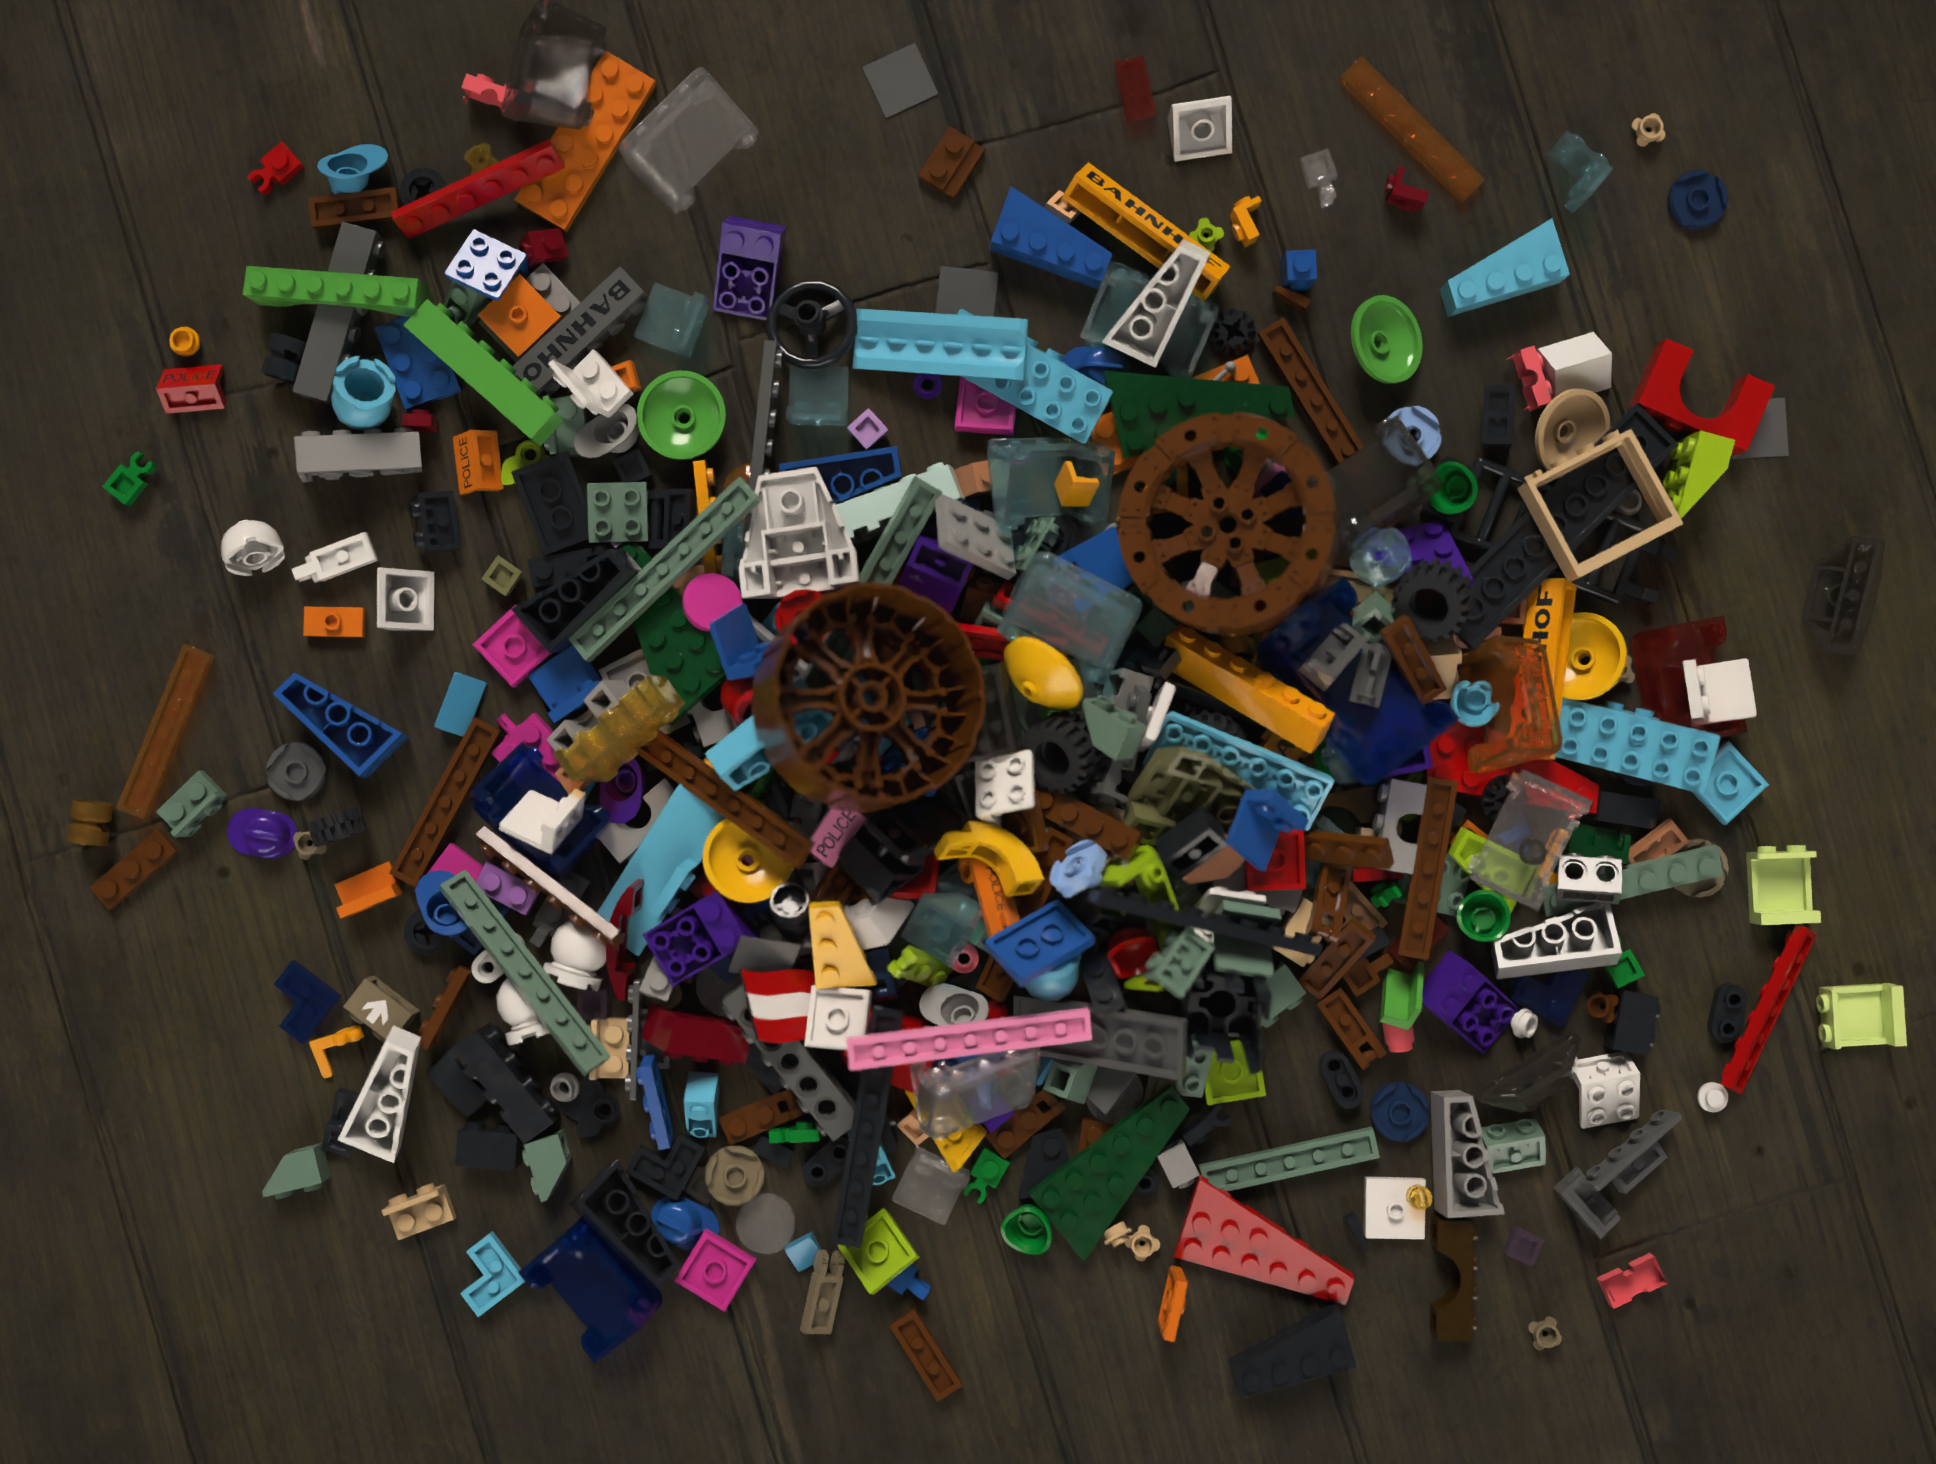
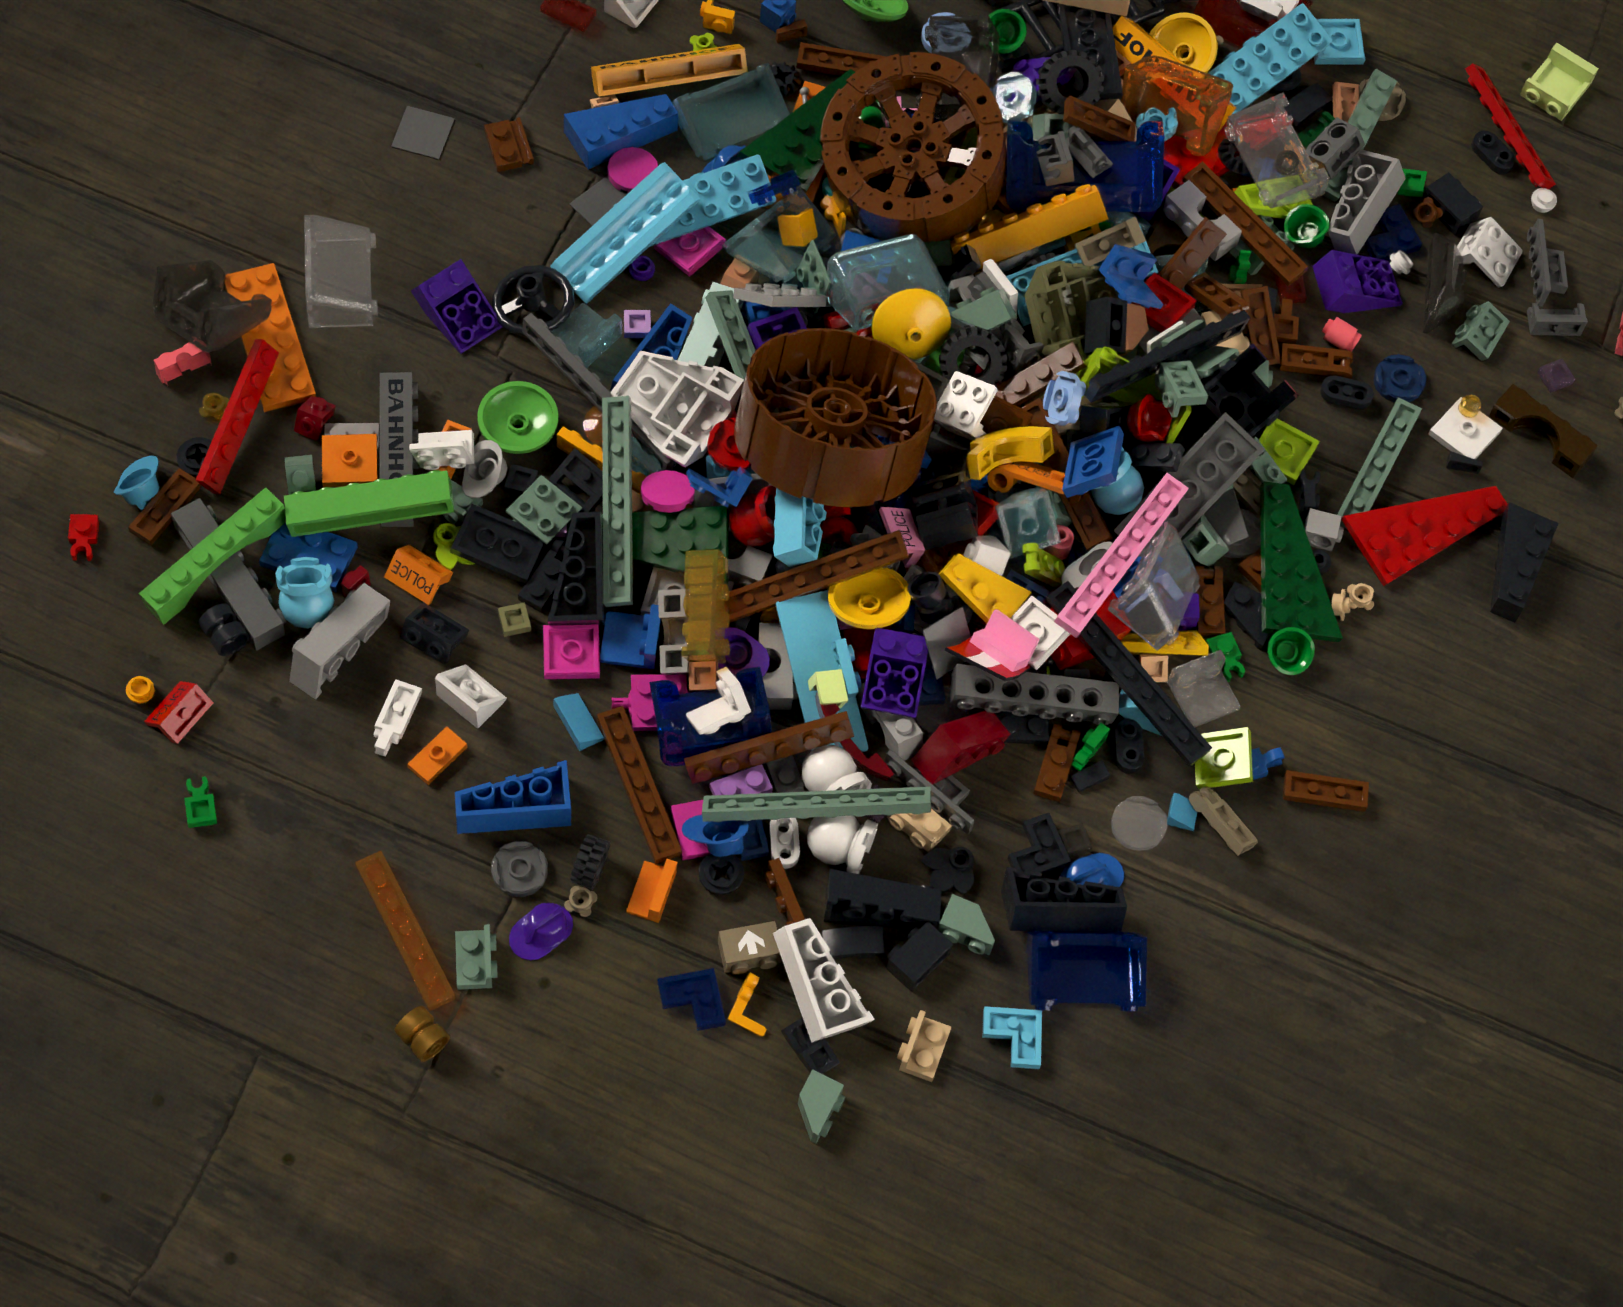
camera: 55 degrees left, 25 degrees down
(134, 869) = (483, 1039): reddish brown plate -> none
(251, 547) = (333, 757): white cylinder -> none
(487, 265) = (296, 446): bracket -> none
(558, 1090) = (920, 863): light grey plate -> none
(641, 891) = (830, 687): none -> yellowish green panel
(655, 1102) = (987, 813): blue plate -> none
(672, 319) = (447, 376): clear light blue bracket -> none
(702, 1104) = (1015, 789): medium azure slope -> none
(715, 1269) = (1145, 879): dark pink plate -> none
(734, 1175) = (1085, 811): dark tan tile -> none
(799, 1006) = (1006, 641): none -> bright pink panel
(1020, 290) = (630, 167): none -> dark pink tile
(1094, 440) = (783, 184): none -> clear blue plate
(1155, 312) = (729, 93): white wedge -> none
(1172, 1303) = (1419, 600): orange plate -> none
(1288, 782) = (1099, 246): none -> dark tan bracket
(1362, 874) = (1219, 270): red plate -> none
(1402, 997) = (1323, 309): bright green panel -> none
(1460, 1160) = (1461, 360): light grey wedge -> none
(1780, 886) = (1432, 62): yellowish green panel -> none

